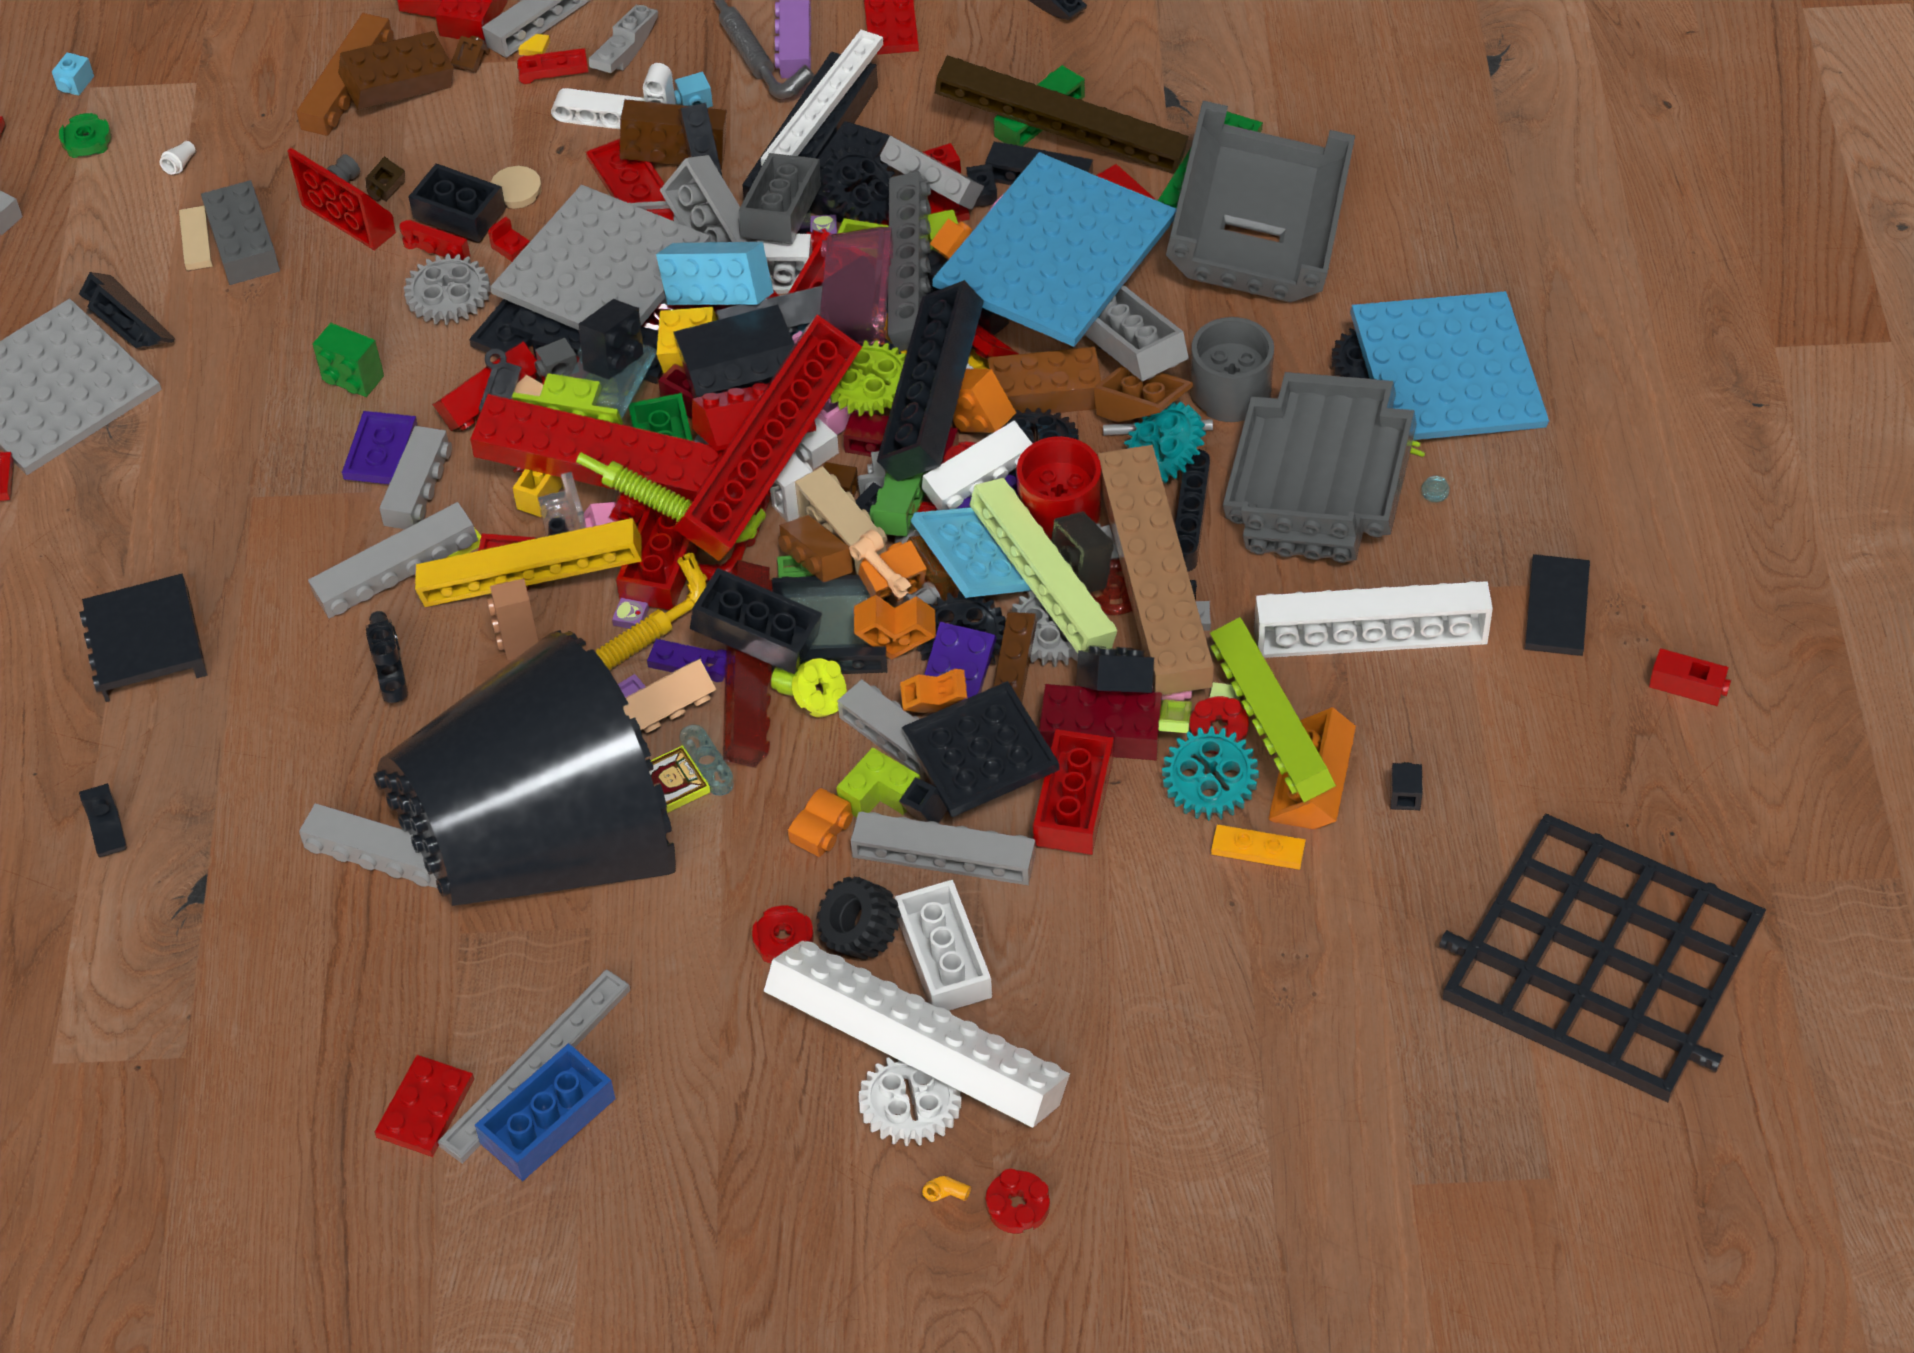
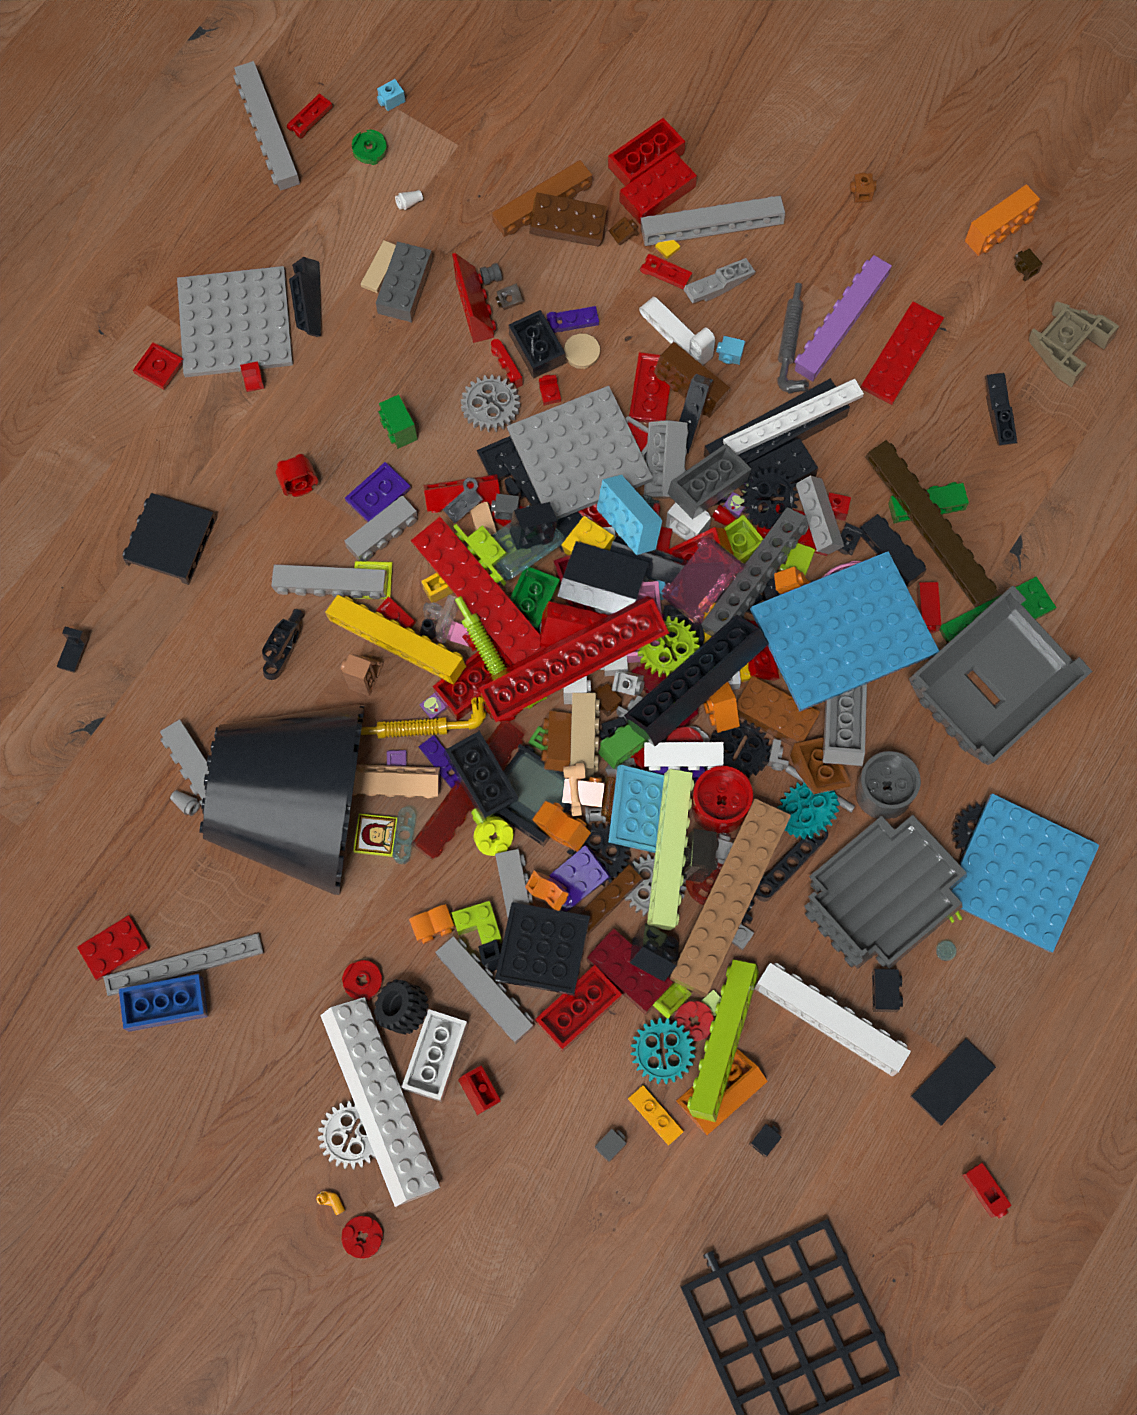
camera: 35 degrees right, 20 degrees up
(119, 422) = (252, 376): none -> red panel
(262, 481) = (296, 475): none -> red brick
(393, 892) = (186, 803): none -> light grey cone
(486, 159) = (573, 319): none -> dark purple plate
(848, 455) = (621, 681): none -> light grey brick
(1028, 947) = (479, 1090): none -> red brick
(1088, 427) = (776, 752): none -> light grey bracket
(1234, 906) = (611, 1144): none -> dark grey brick
(1405, 560) = (886, 990): none -> black brick

